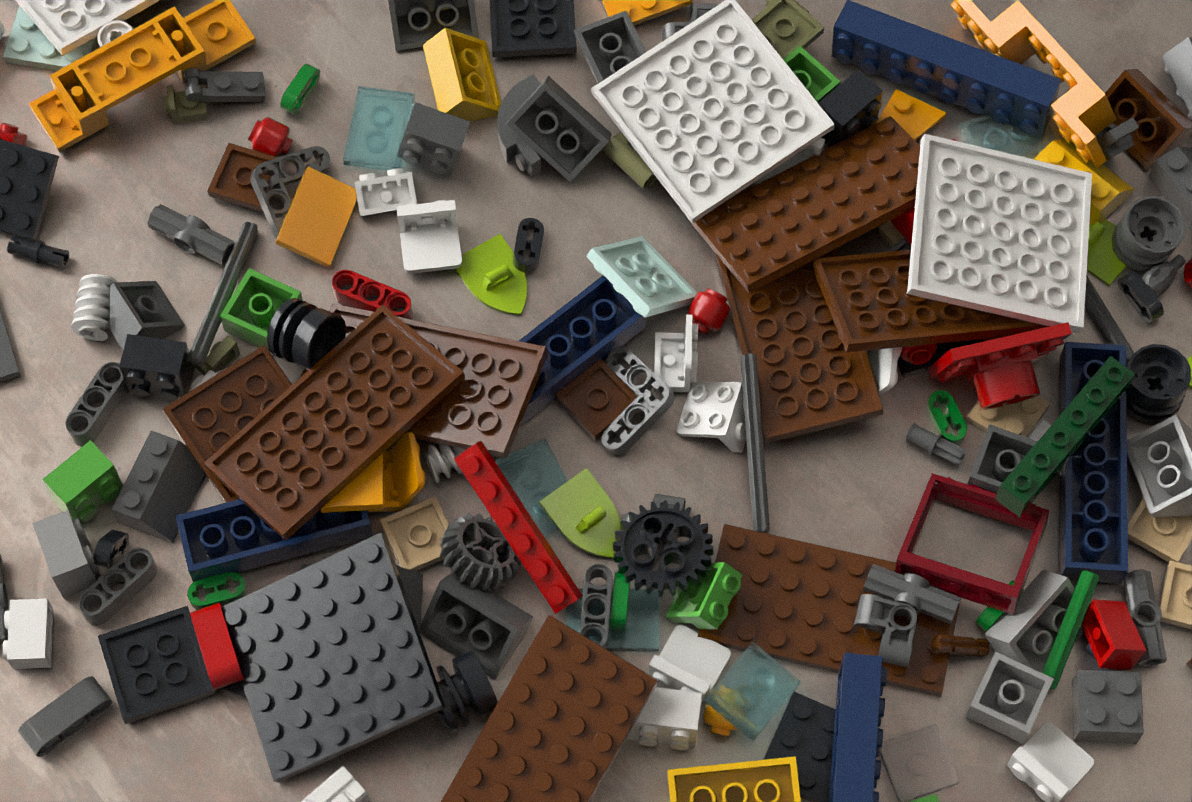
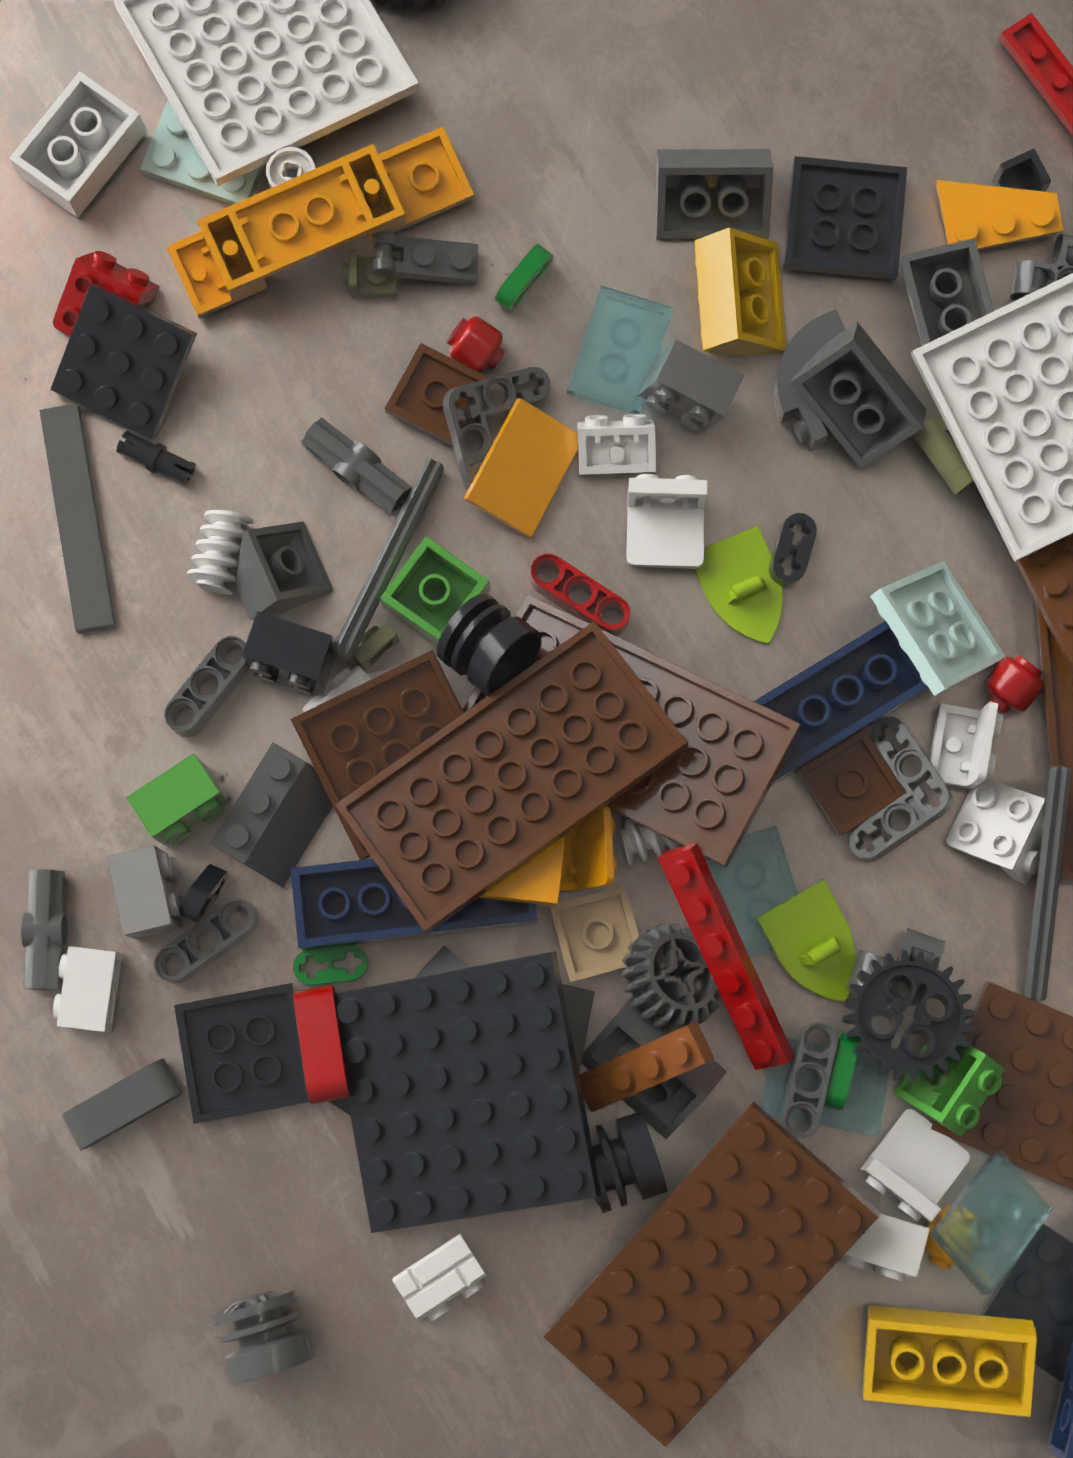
camera: 10 degrees right, 15 degrees up
(467, 614) = (645, 1066): none -> dark orange plate

